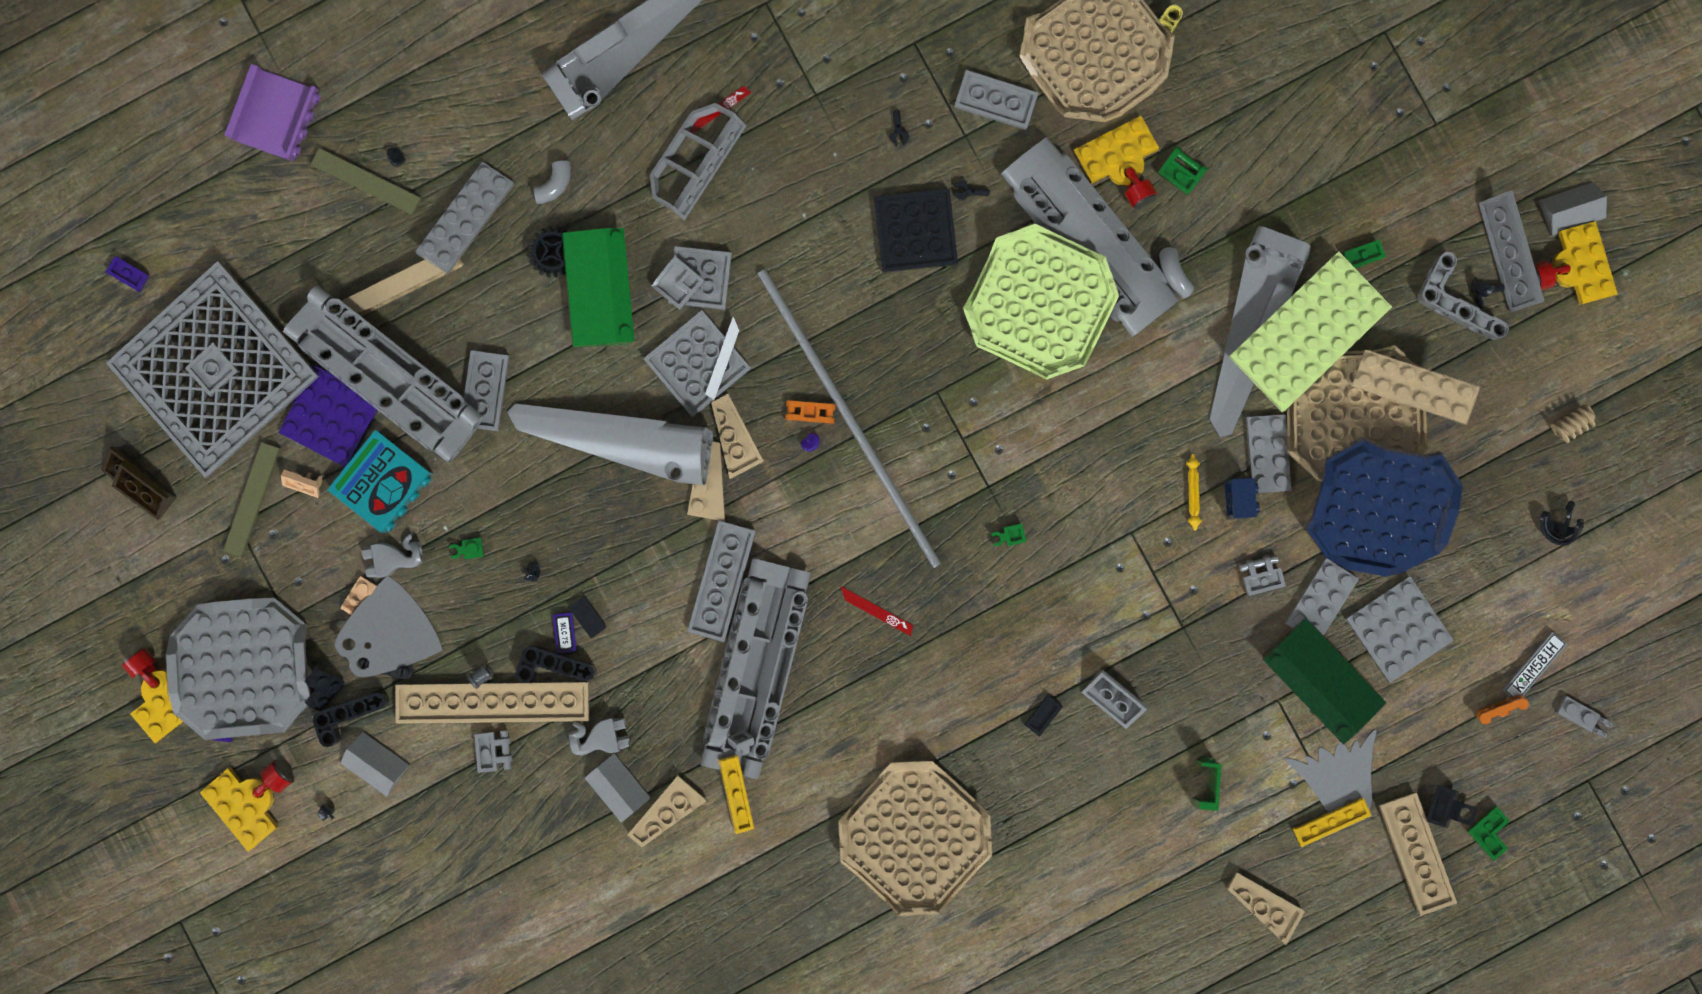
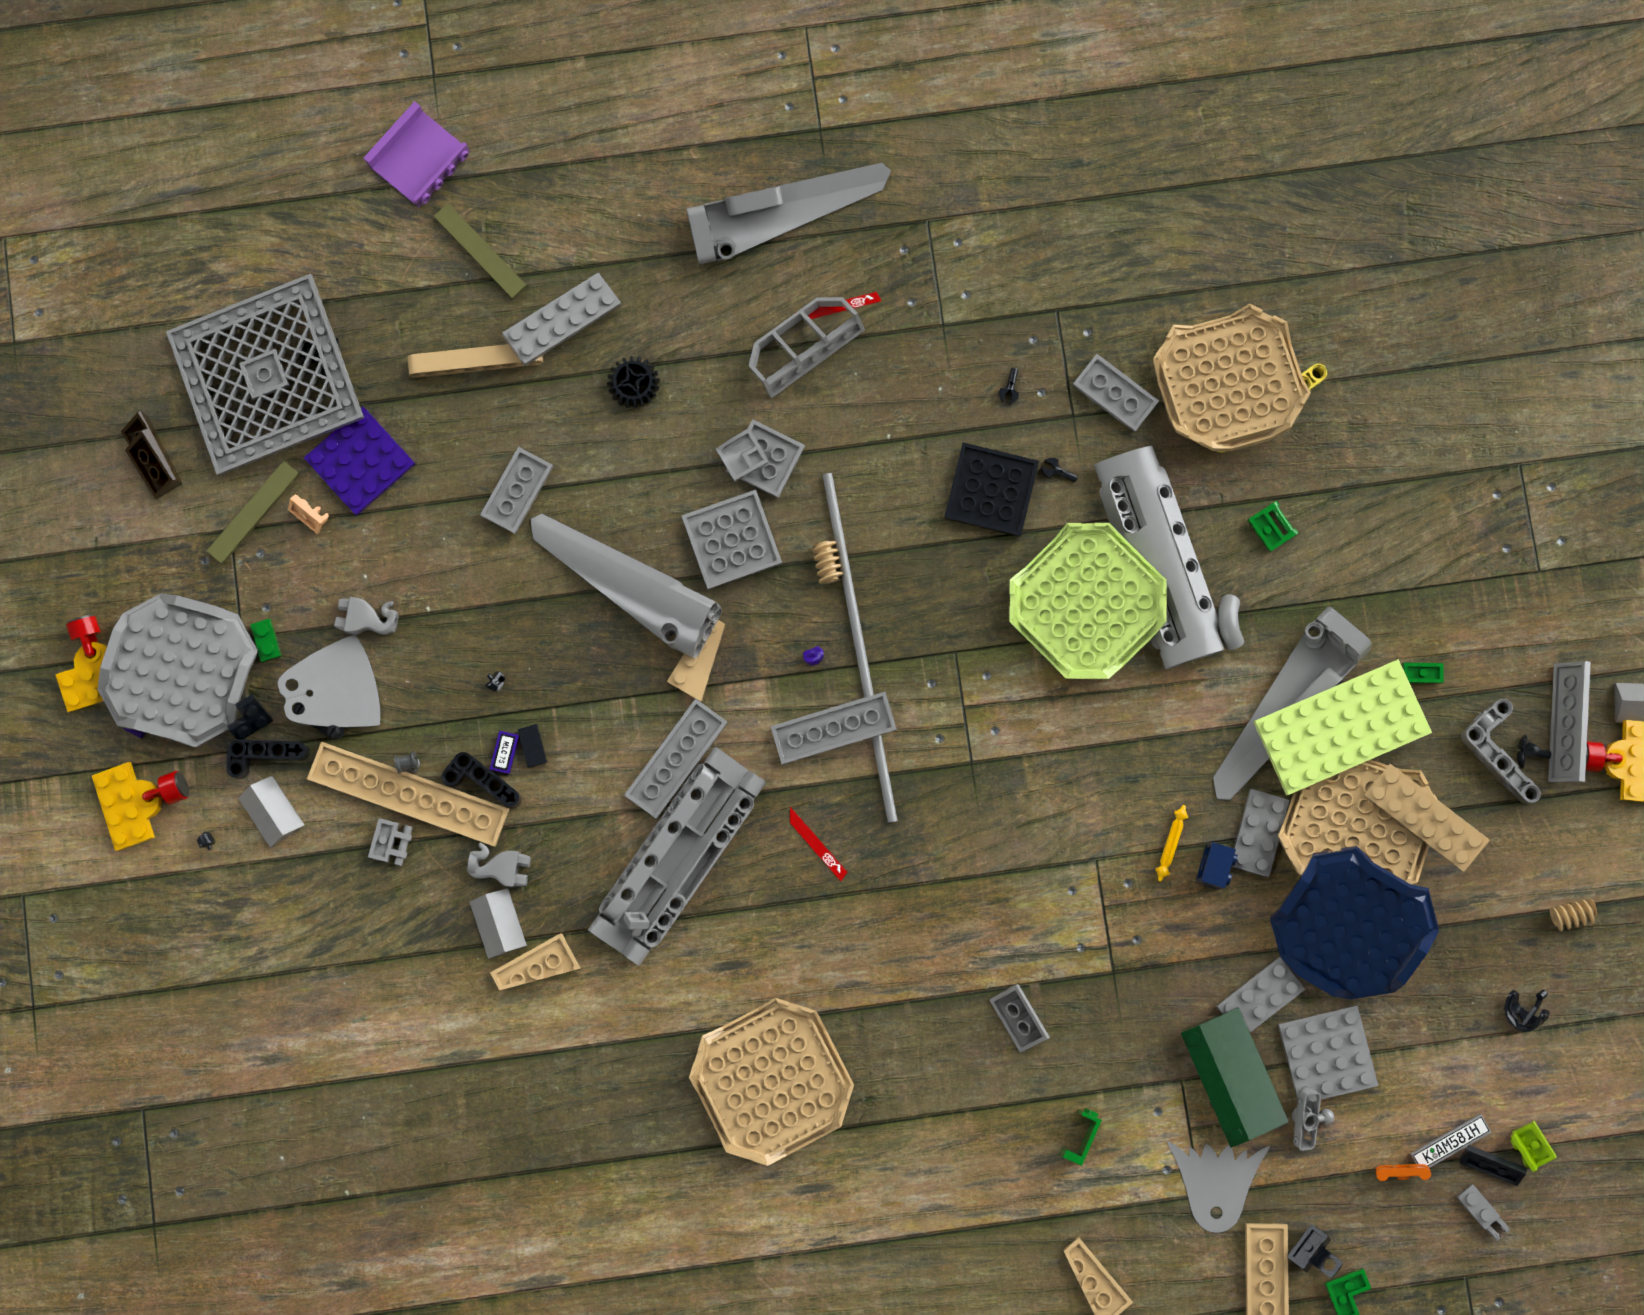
camera: 15 degrees right, 5 degrees down
(127, 274) = (219, 255): dark purple plate -> none
(309, 611) = (266, 640): none -> green plate
(357, 595) = (318, 641): light nougat plate -> none
(380, 482) = (383, 541): teal panel -> none
(384, 373) = (427, 439): light grey panel -> none
(395, 157) = (517, 238): black piece -> none
(471, 549) = (444, 637): green plate -> none
(555, 185) = (661, 319): light grey cylinder -> none
(598, 287) = (663, 431): green slope -> none
(722, 360) = (757, 545): white sticker -> none
(736, 794) = (611, 972): yellow tile -> none
(737, 444) = (741, 630): tan wing -> none
(791, 352) = (826, 562): none -> tan piece
(810, 412) = (824, 626): orange plate -> none
(853, 501) = (833, 728): none -> light grey plate
(1012, 535) = (977, 819): green plate -> none
(1043, 715) = (943, 1008): black tile -> none
(1120, 157) = (1217, 492): yellow plate -> none
(1263, 581) = (1210, 956): light grey plate -> none
(1331, 822) = (1192, 1222): yellow tile -> none
(1401, 692) = (1308, 1117): none -> light grey piece
(1579, 673) = (1493, 1165): none -> black plate
(1608, 643) = (1532, 1146): none -> lime bracket

